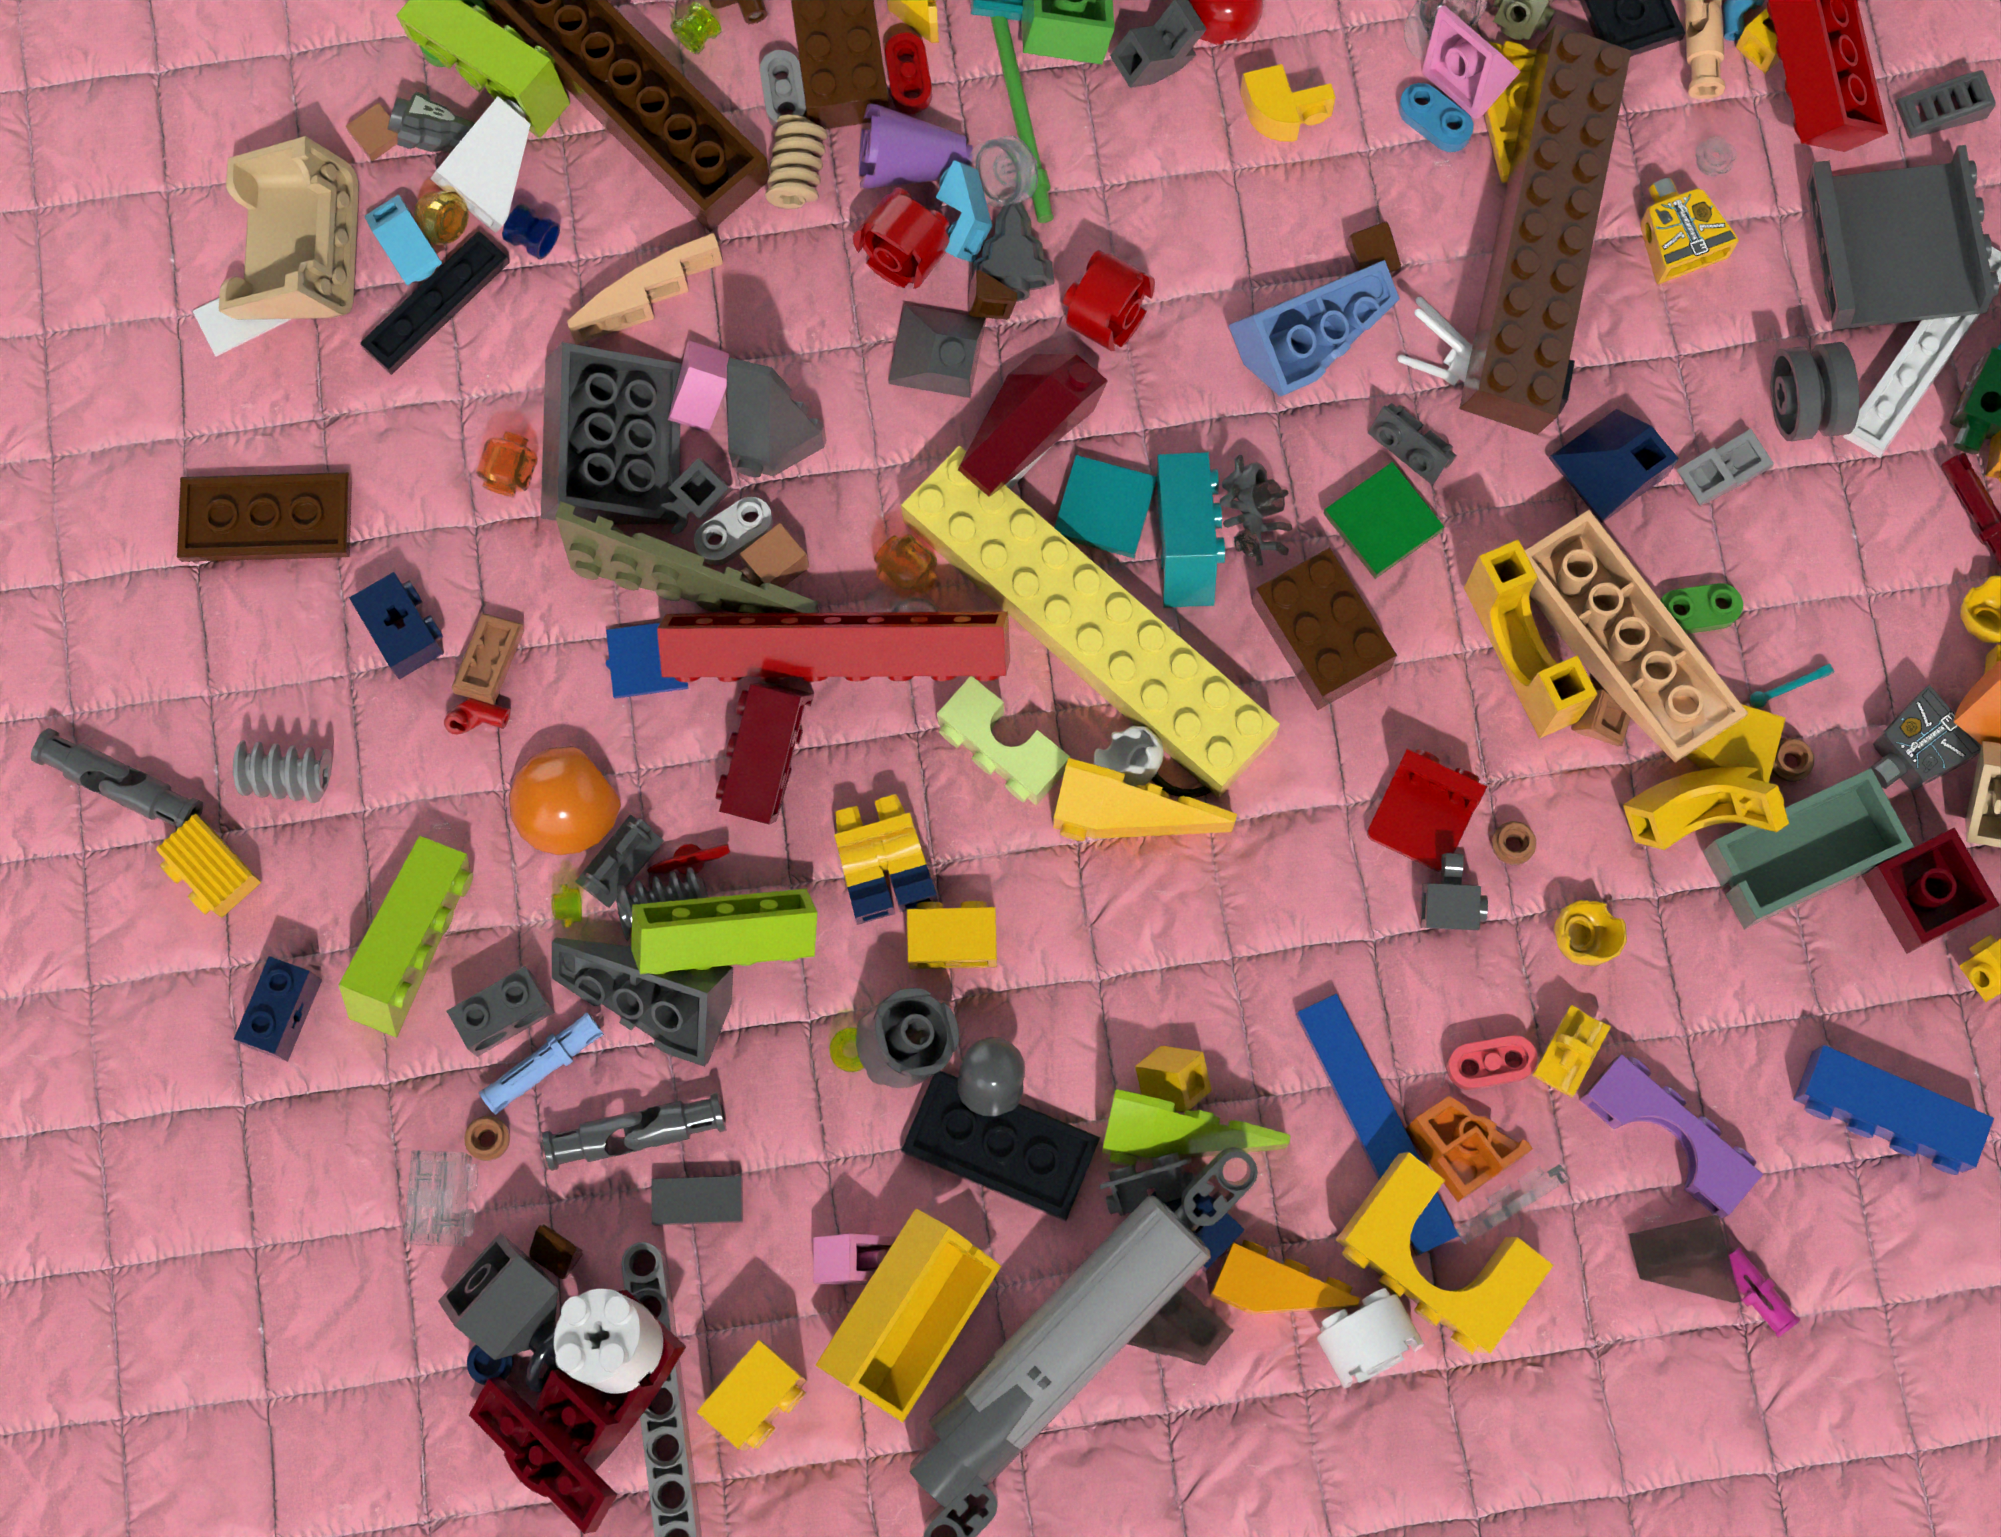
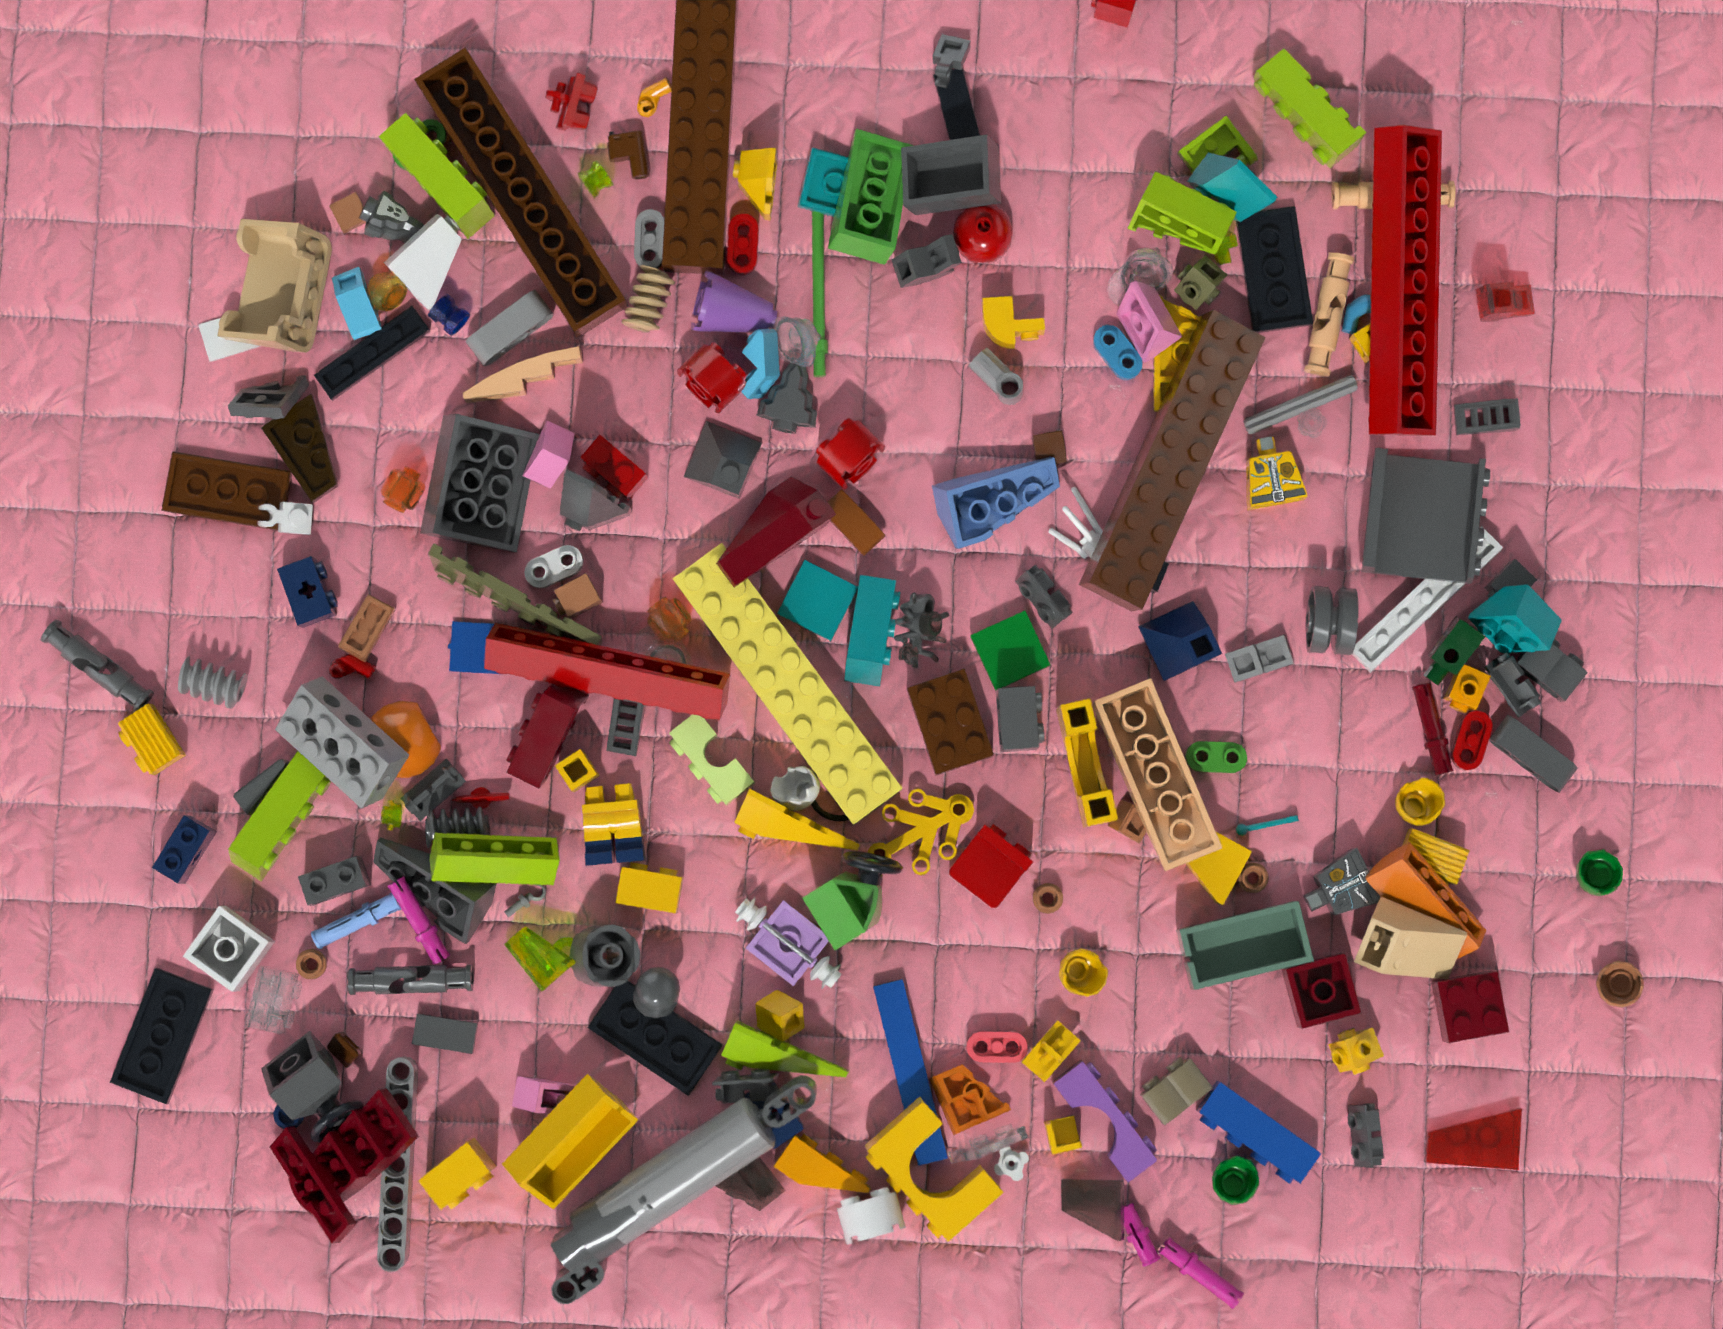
camera: 10 degrees right, 10 degrees up
(286, 1285) = (161, 1036): none -> black tile
(301, 384) = (268, 400): none -> dark grey wing
(359, 531) = (292, 517): none -> white plate
(360, 438) = (304, 448): none -> dark brown wing
(363, 1135) = (228, 948): none -> white brick
(364, 906) = (254, 792): none -> dark grey slope
(478, 811) = (341, 742): none -> light grey brick
(607, 1340) = (351, 1125): white brick -> none
(615, 233) = (509, 328): none -> light grey beam
(631, 1045) = (418, 920): none -> dark pink pin
(698, 491) = (531, 538): dark grey brick -> none
(776, 990) = (524, 901): none -> light grey hand
(808, 381) = (614, 467): none -> red brick
(813, 1062) = (538, 957): none -> clear neon green wing
(818, 790) = (577, 770): none -> yellow brick
(890, 718) = (624, 748): none -> dark grey slope
(990, 297) = (766, 431): reddish brown slope -> none
(1135, 396) = (854, 523): none -> dark orange slope
(1163, 974) = (788, 943): none -> lavender plate
(1243, 897) = (851, 901): none -> bright green piece
(1283, 172) = (995, 375): none -> light grey piece
(1320, 780) = (927, 827): none -> yellow plant
(1419, 601) = (1018, 719): none -> dark grey brick
(1451, 903) = (993, 933): dark grey brick -> none
(1541, 1234) = (1015, 1171): none -> white plate
(1614, 1169) = (1062, 1134): none -> yellow panel
(1690, 137) = (1300, 404): none -> light grey axle
(1701, 800) = (1179, 896): yellow arch -> none
(1760, 1073) = (1175, 1090): none -> dark tan brick
(1846, 1322) = (1200, 1272): none -> dark pink pin
(1880, 1183) = (1235, 1180): none -> green hair

